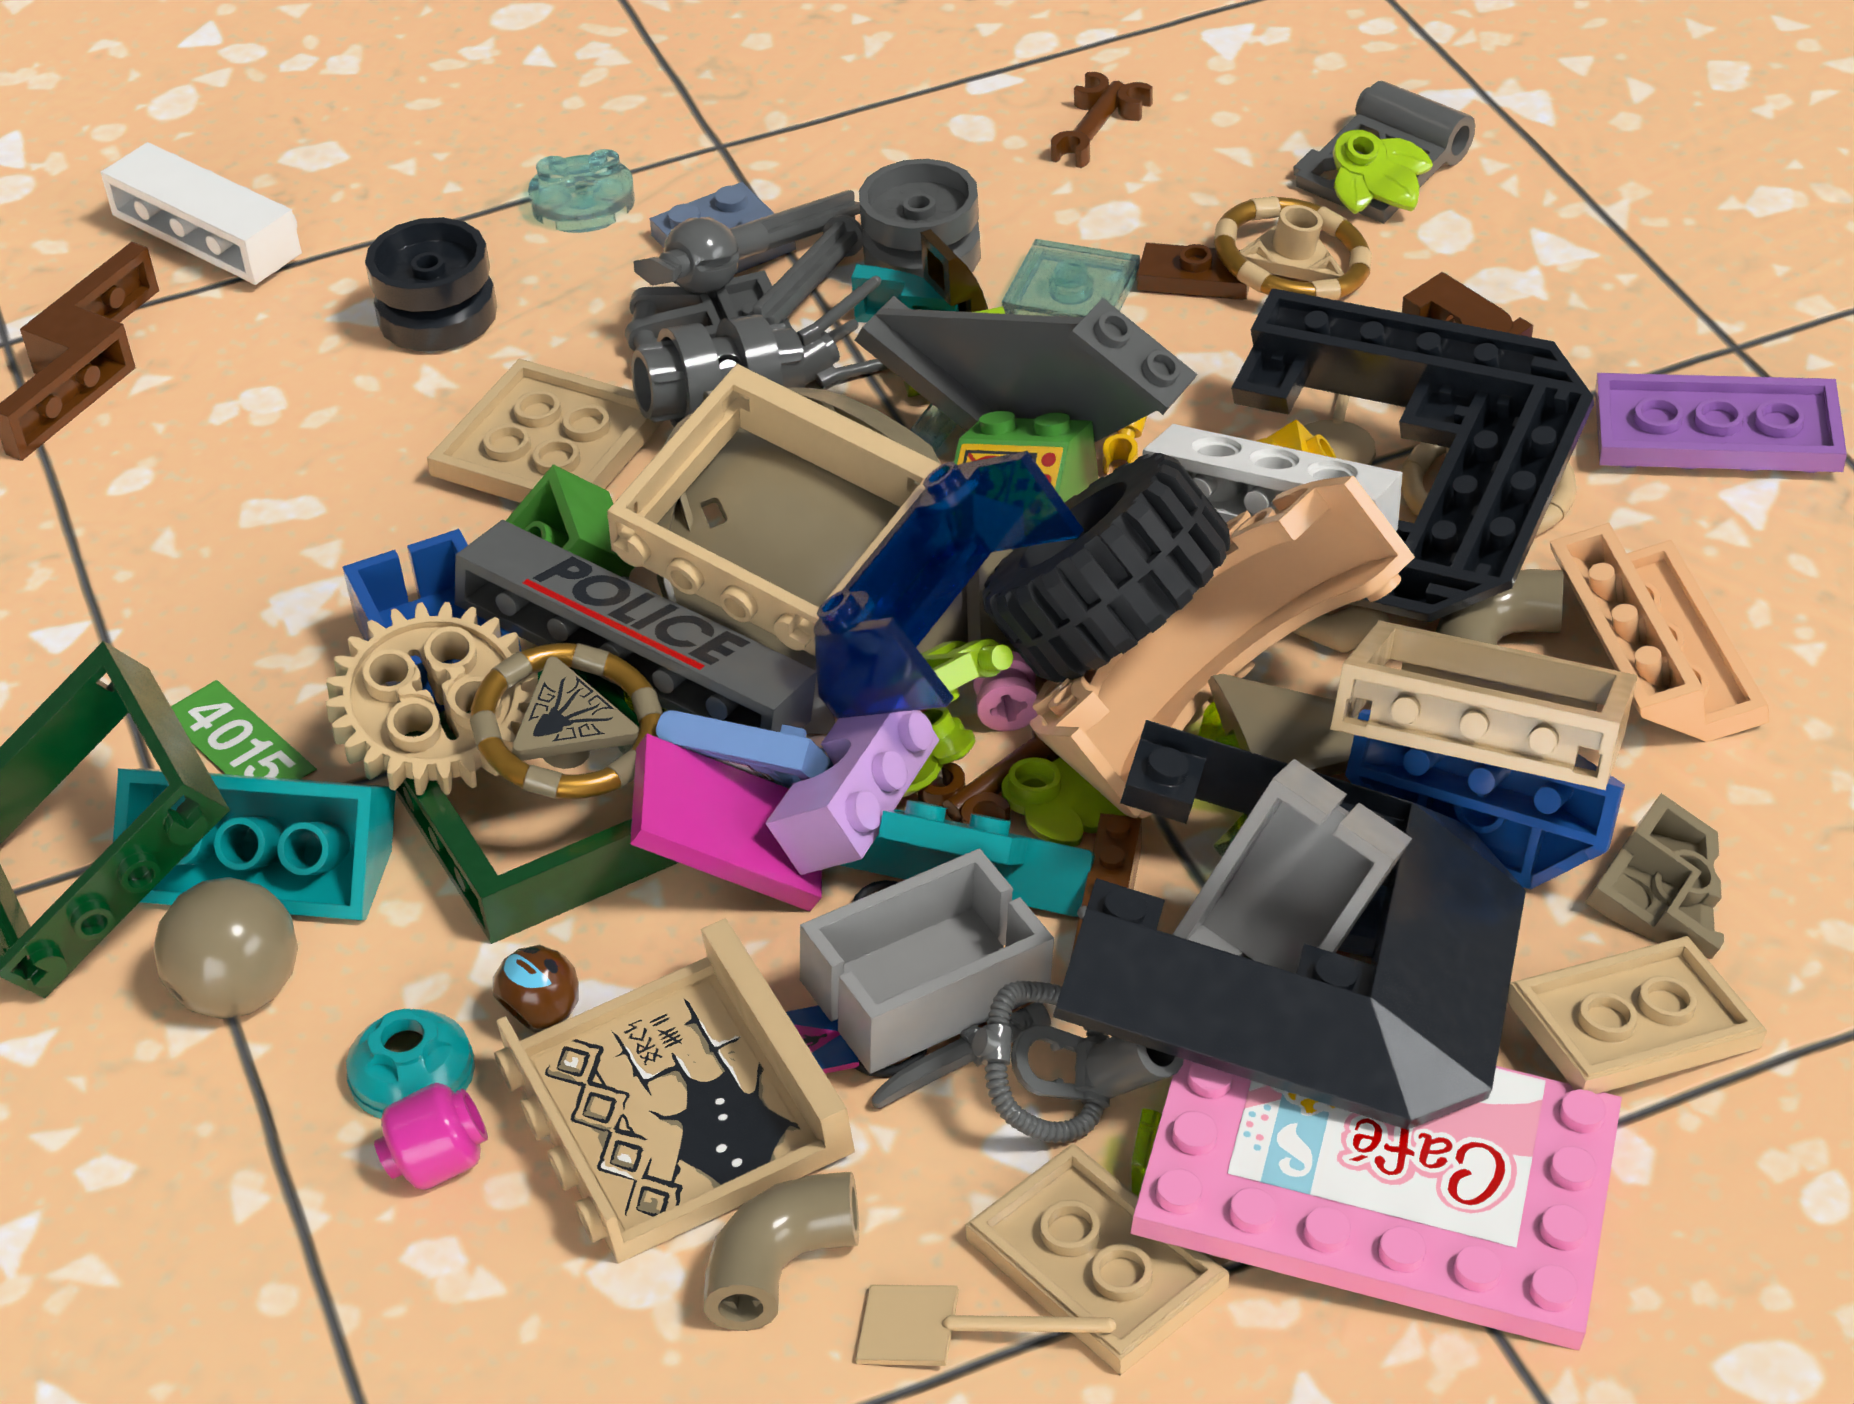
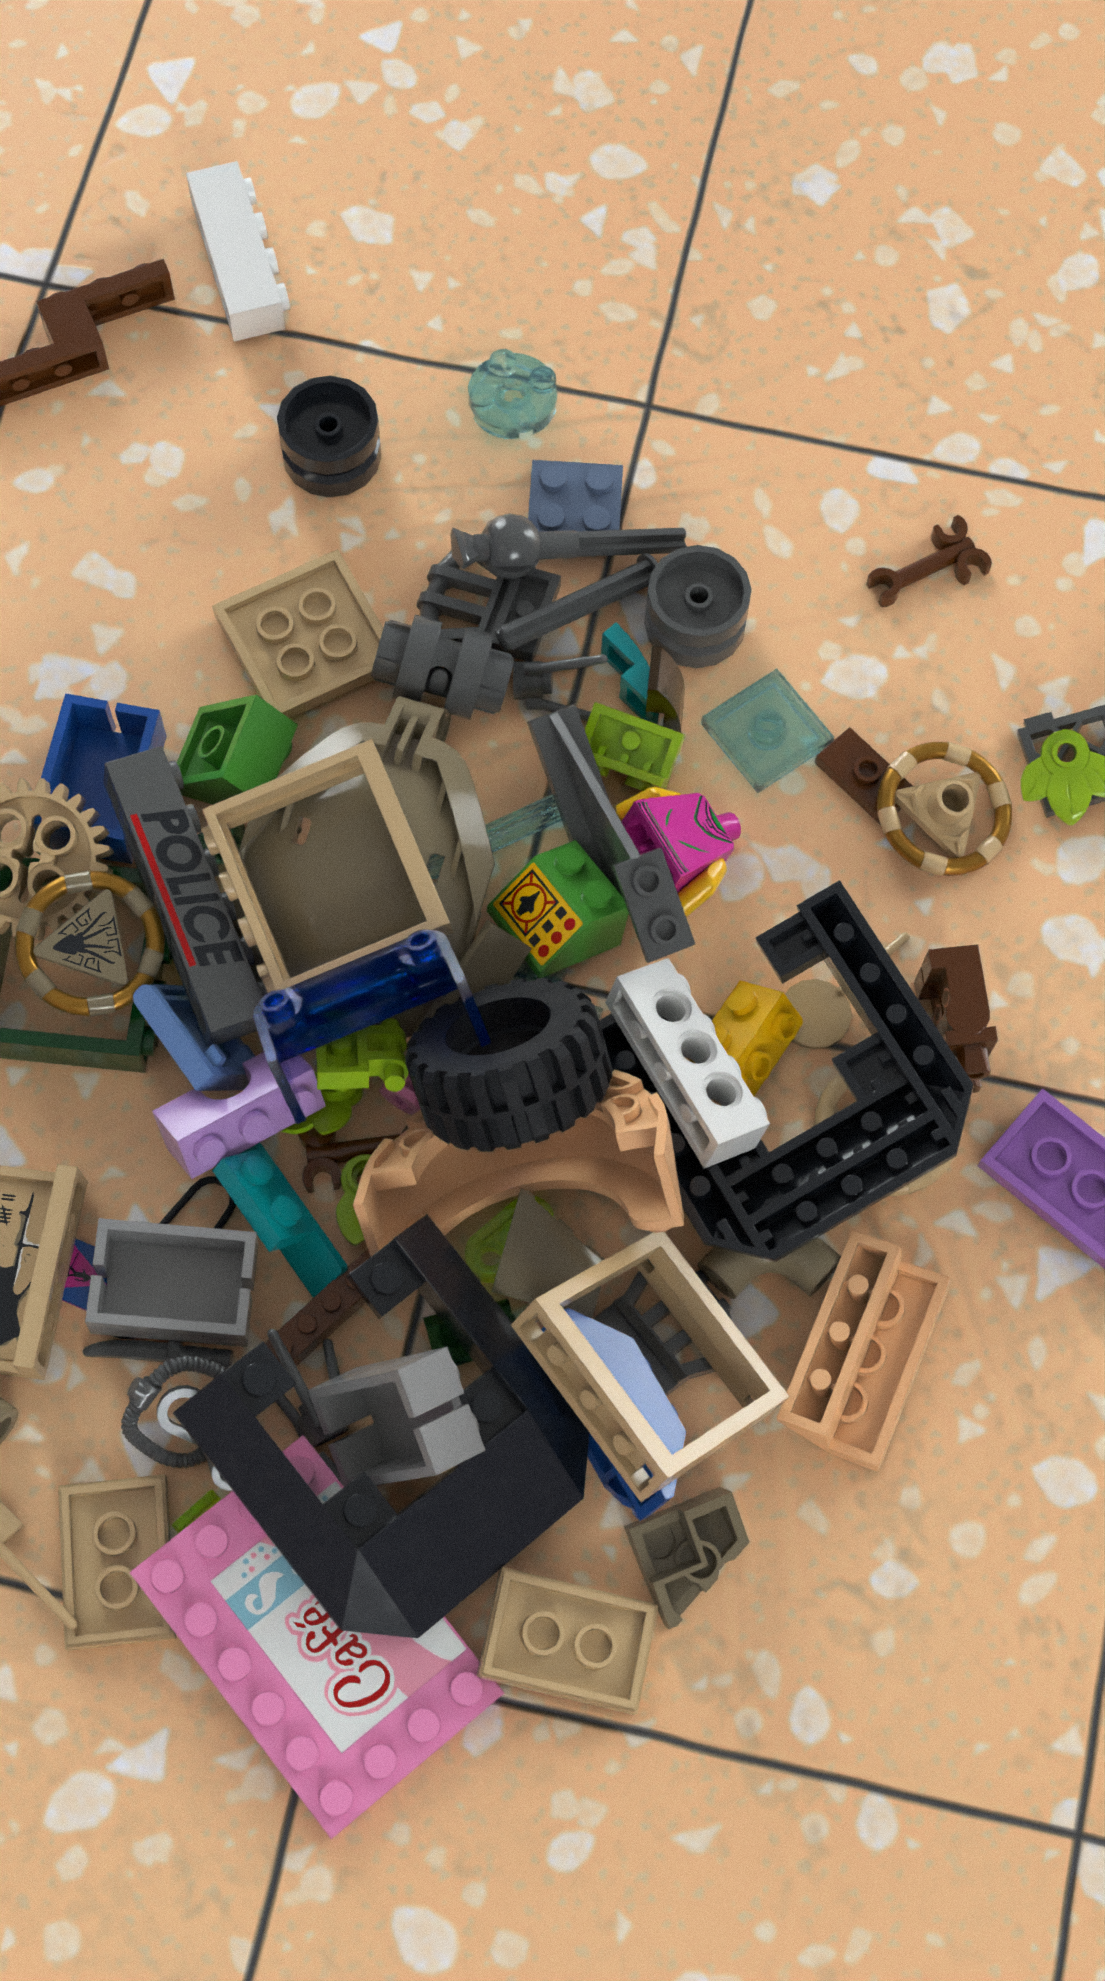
camera: 30 degrees right, 25 degrees up
(714, 821) = (126, 1075): dark pink tile -> none

